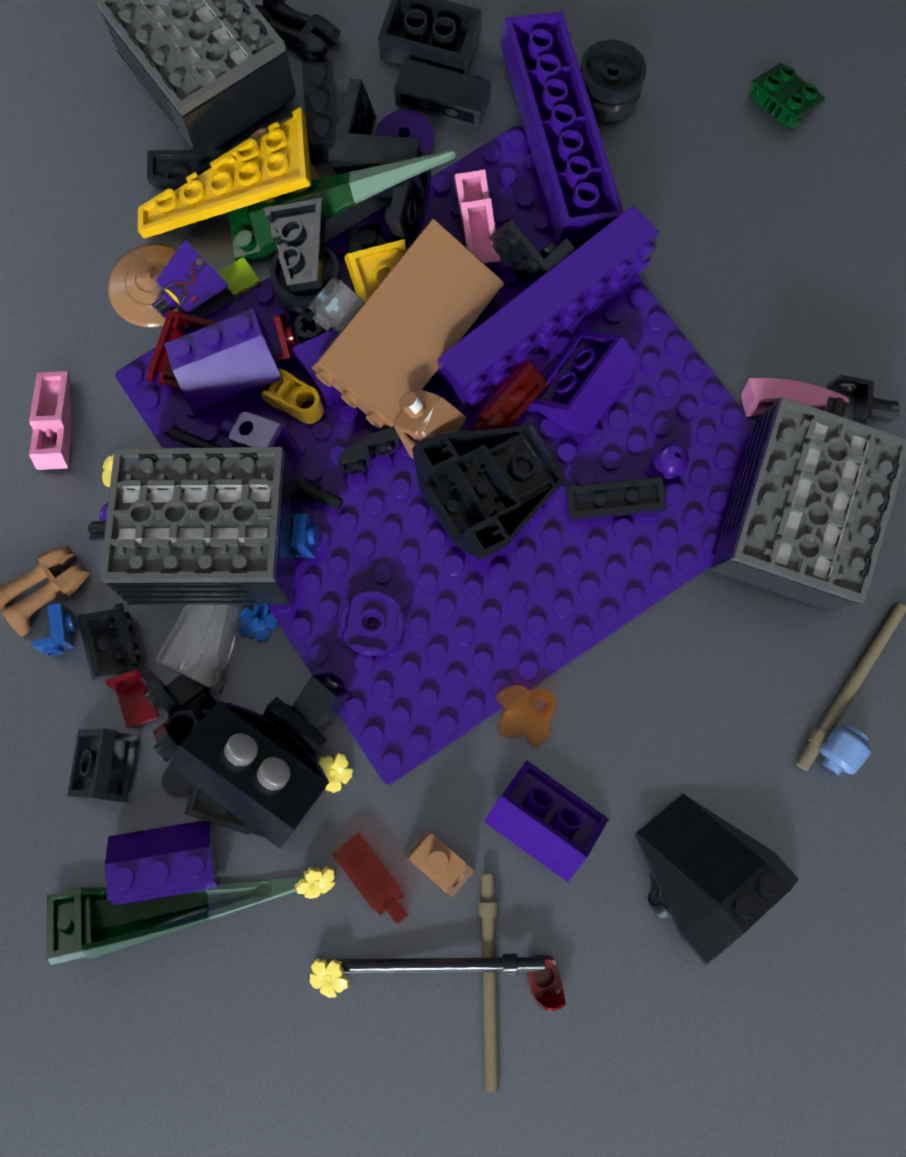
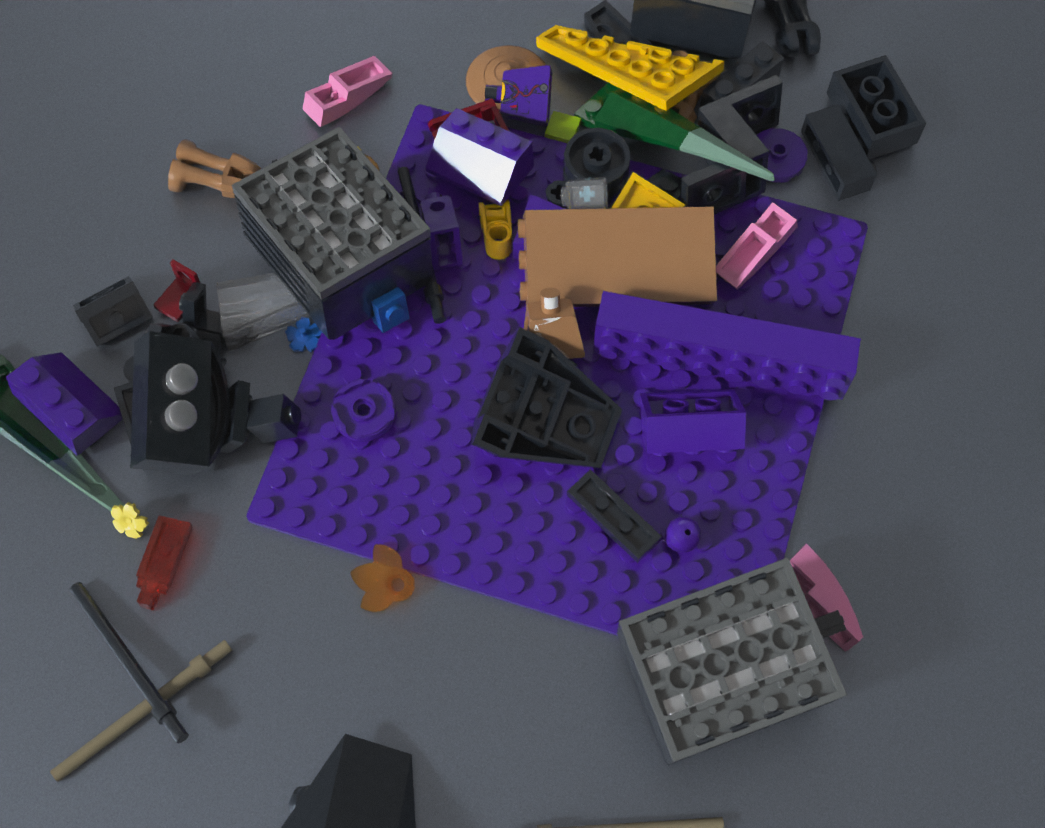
camera: 50 degrees right, 10 degrees down
(62, 625) = (193, 209): blue bracket -> none
(109, 642) = (207, 245): black bracket -> none
(286, 337) = (537, 183): dark red bracket -> none
(300, 241) = (614, 134): black wing -> none
(328, 977) = (61, 582): light yellow plant -> none
(335, 771) = (226, 471): light yellow plant -> none
(357, 456) = (491, 303): black slope -> none
(439, 862) = (208, 595): medium nougat torso -> none
(511, 398) = (629, 377): clear red hinge -> none
(526, 261) = (745, 304): black bracket -> none
(547, 821) = (305, 657): dark purple slope -> none
(547, 986) = (169, 756): dark red hair -> none
(560, 125) = (888, 246): dark purple brick -> none
(613, 78) = (964, 257): black wheel -> none
(865, 403) = (875, 662): black bracket -> none

